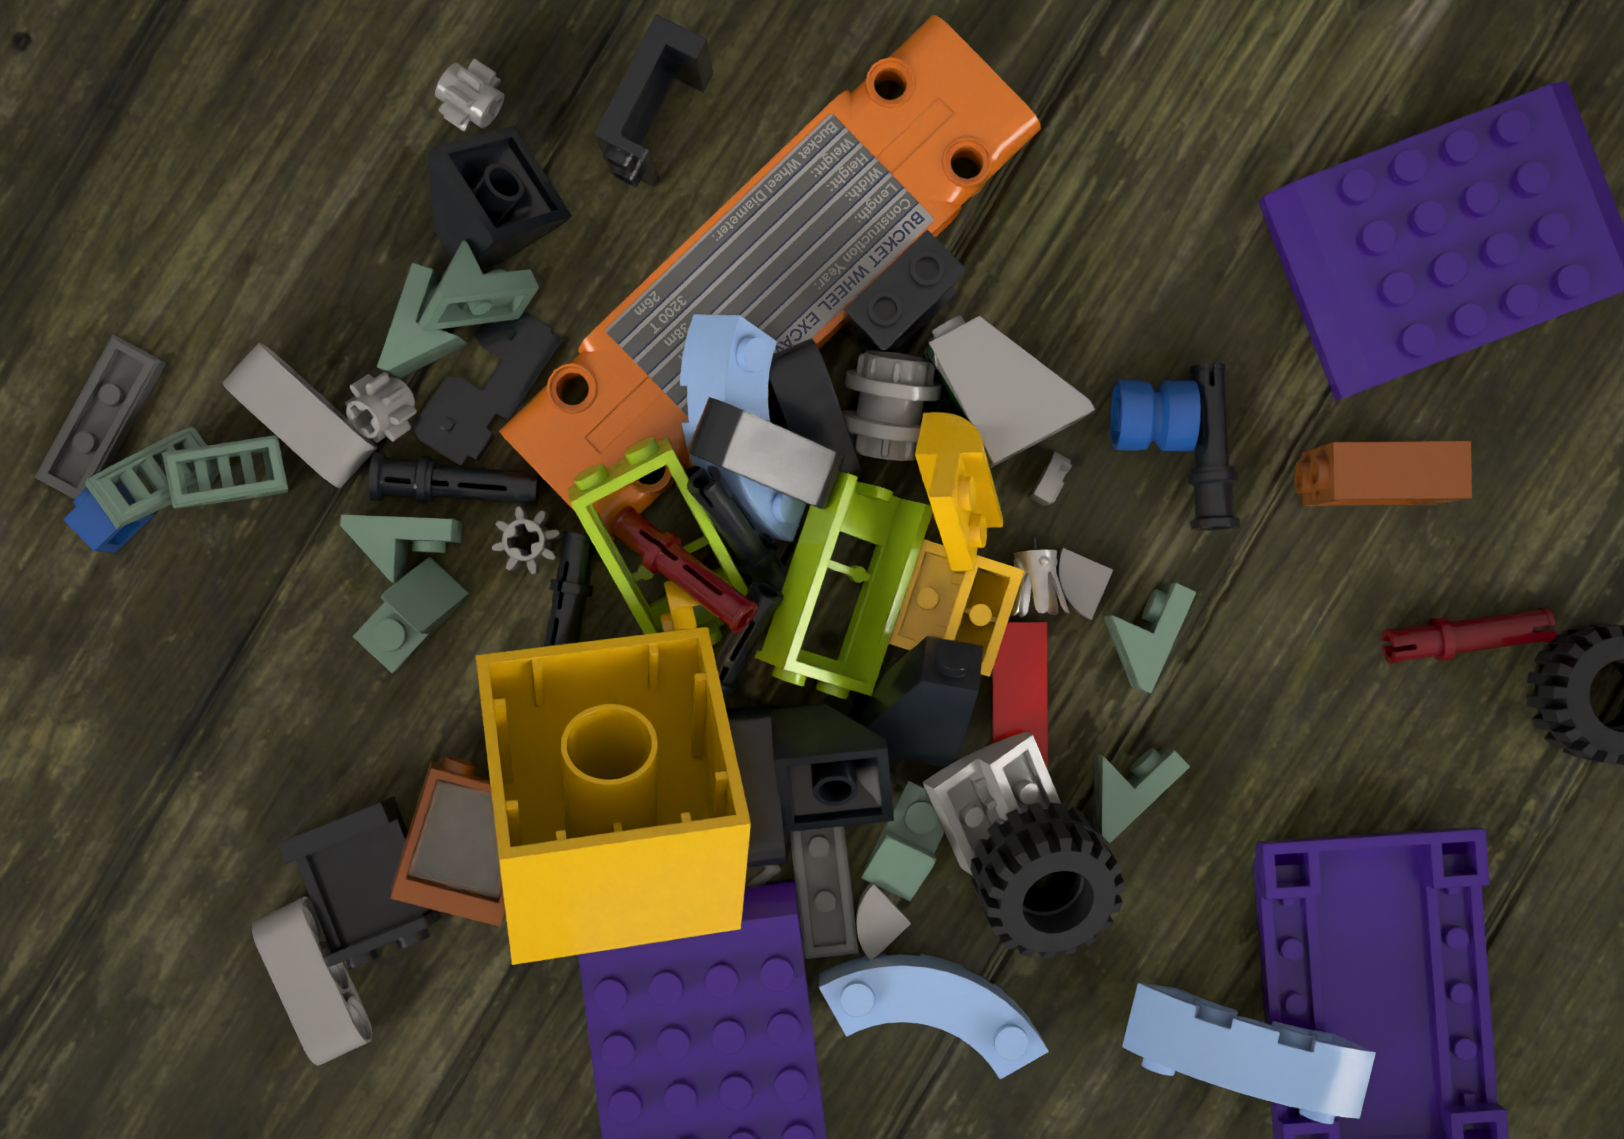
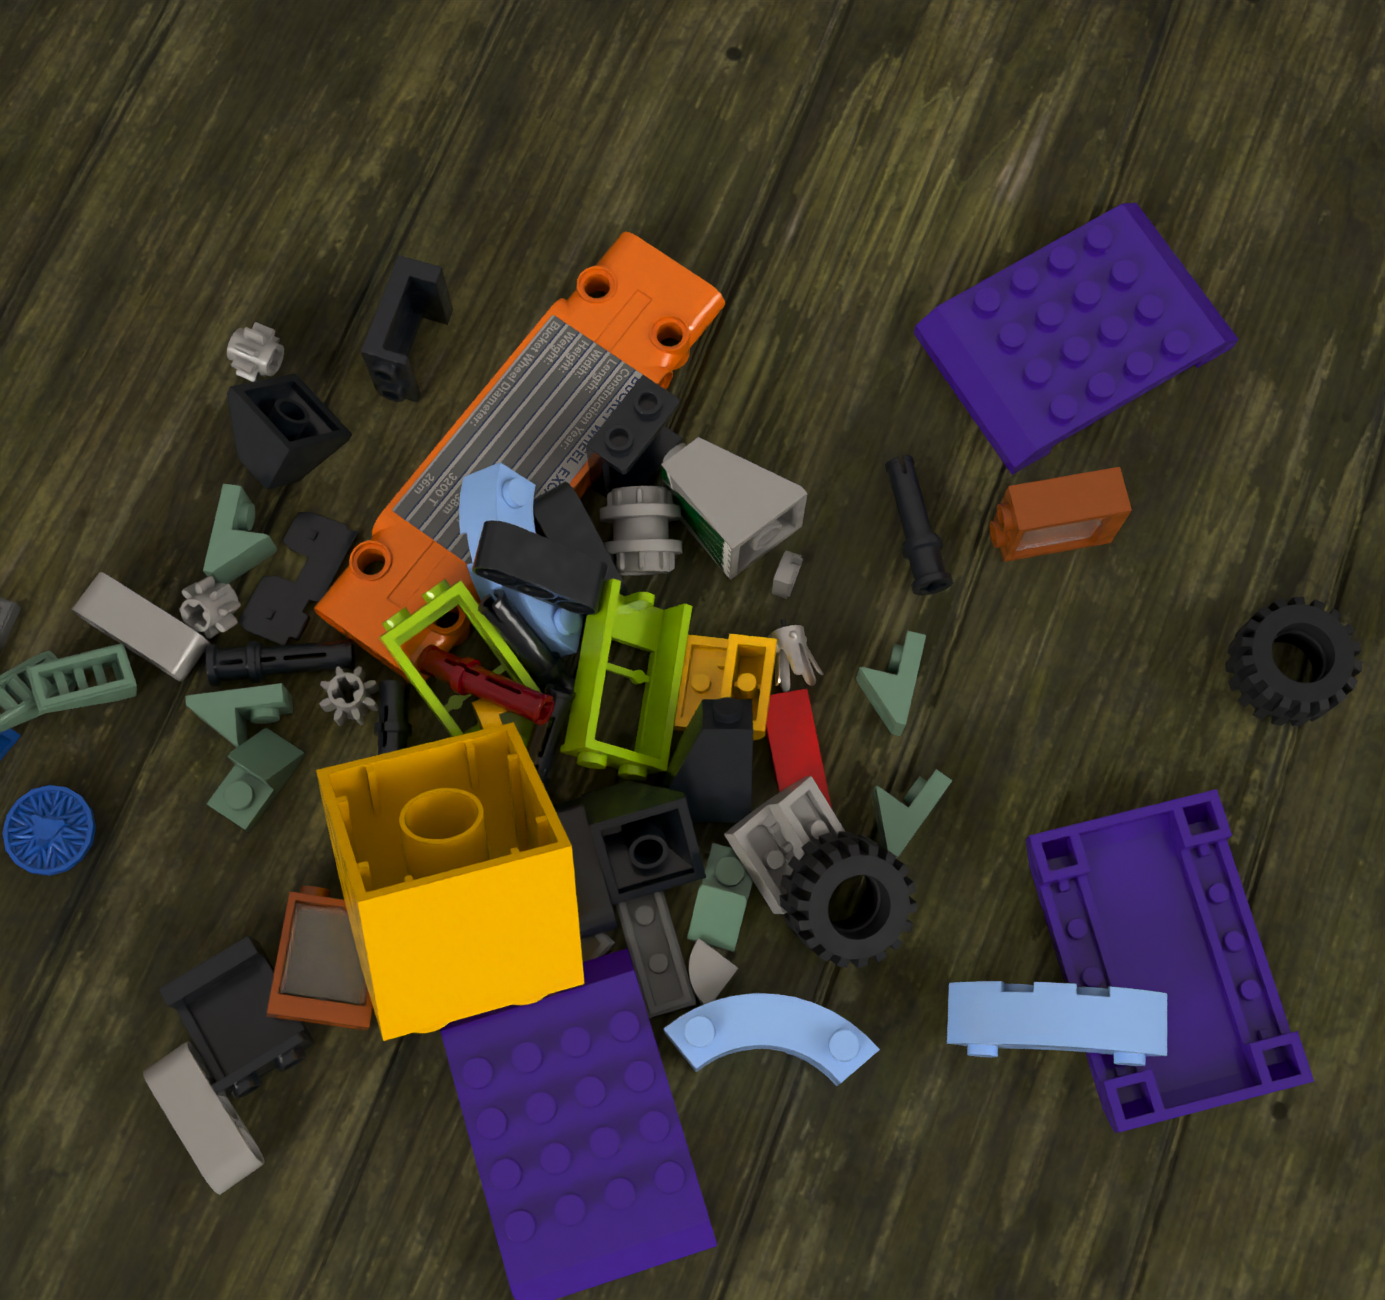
camera: 15 degrees left, 15 degrees down
(175, 633) = (49, 830): none -> blue wheel
(473, 298) = (281, 501): sand green slope -> none
(957, 485) = (707, 578): yellow brick -> none
(1082, 581) = (830, 651): light grey tile -> none
(1160, 415) = (862, 504): blue wheel -> none
(1446, 638) = (1146, 643): dark red pin -> none

